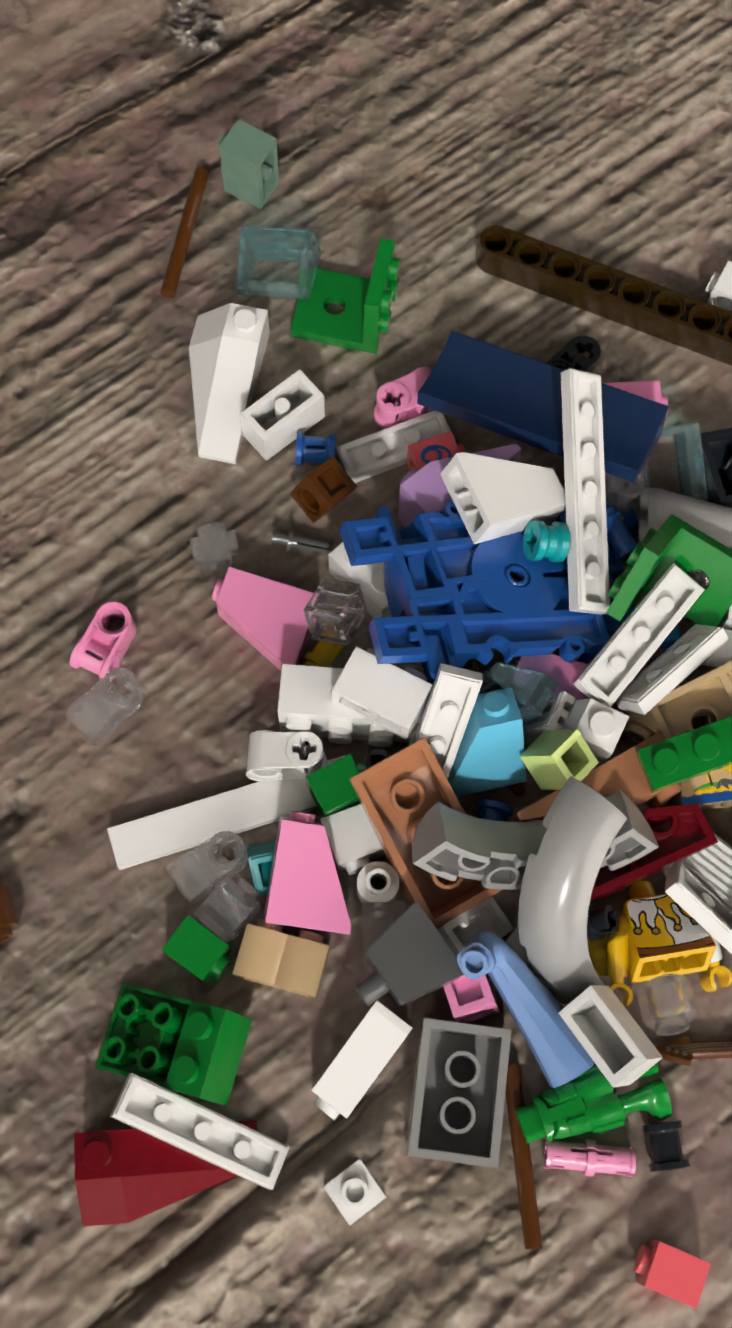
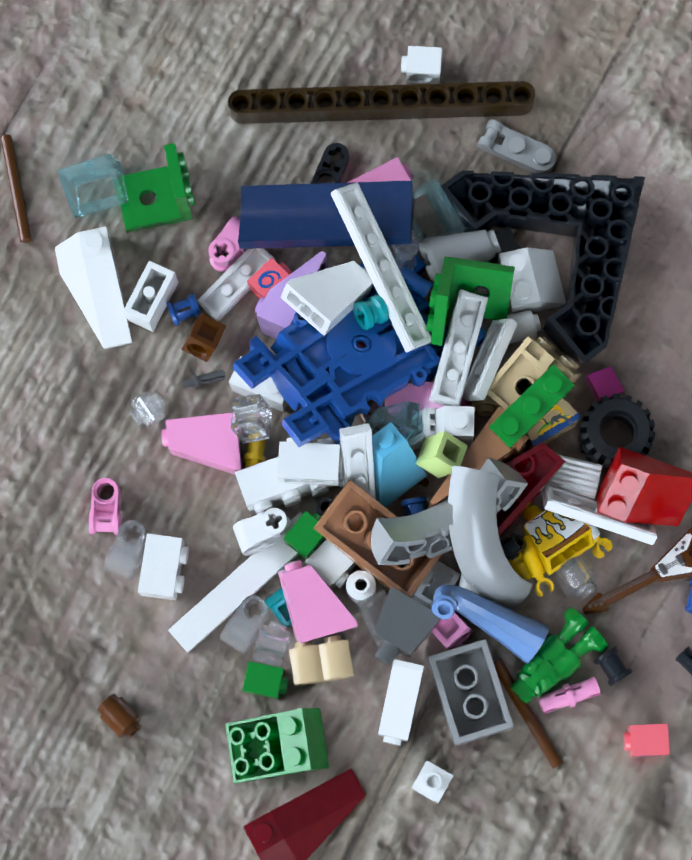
camera: 15 degrees left, 5 degrees up
(139, 746) = (162, 567): none -> white brick
(200, 1131) = (320, 790): white tile -> none
(249, 163) = (39, 120): sand green brick -> none
(610, 1035) = (548, 614): white piece -> none

